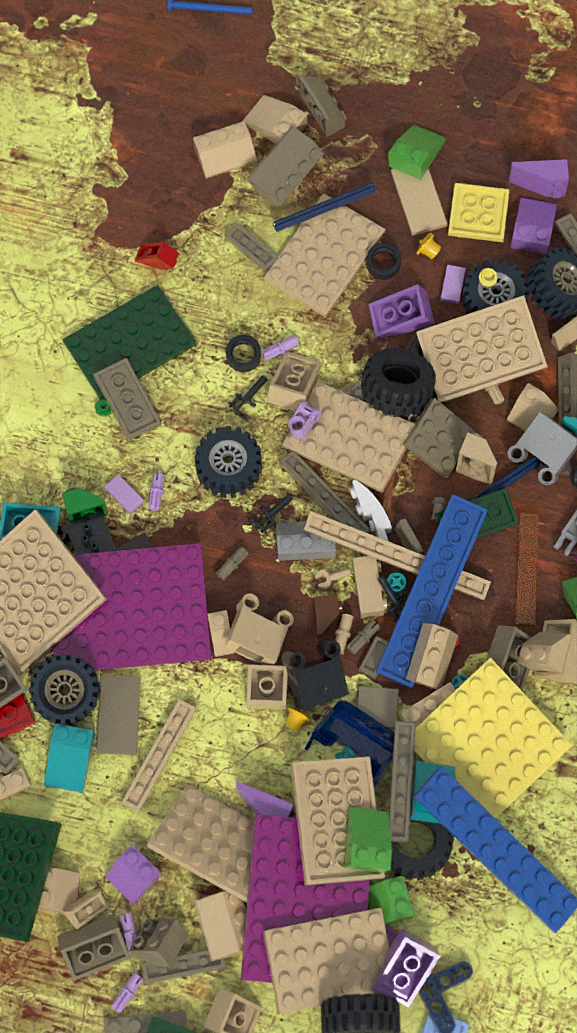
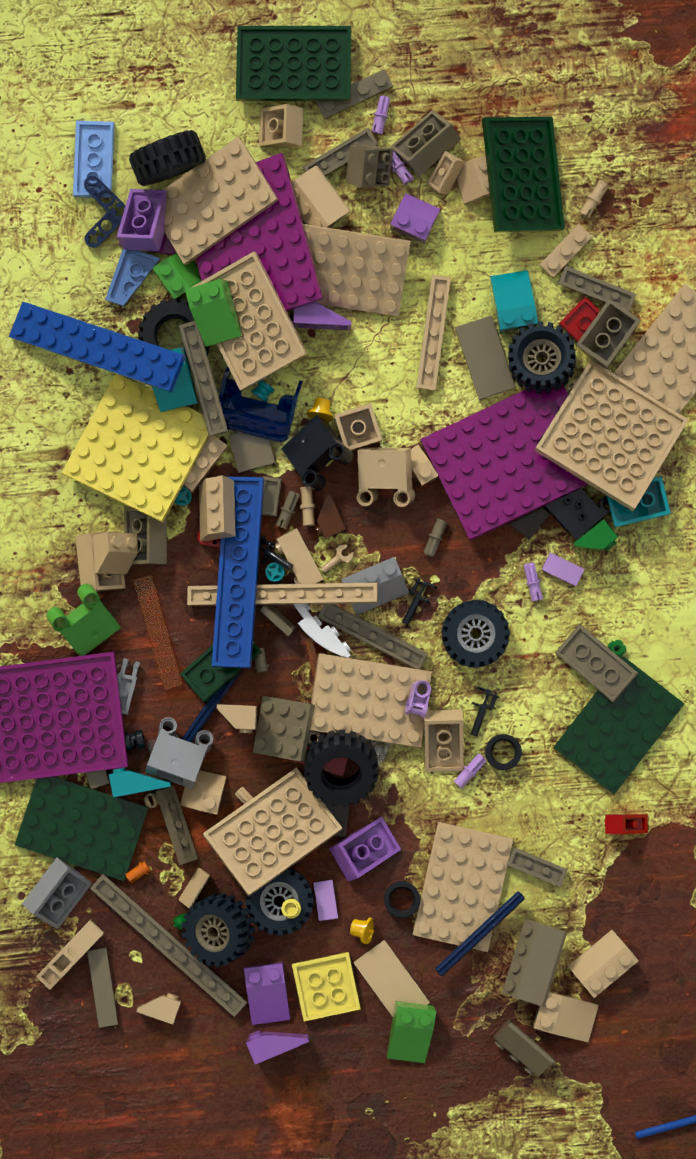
camera: 155 degrees right, 15 degrees up
(439, 920) = (129, 275): none -> medium blue wing

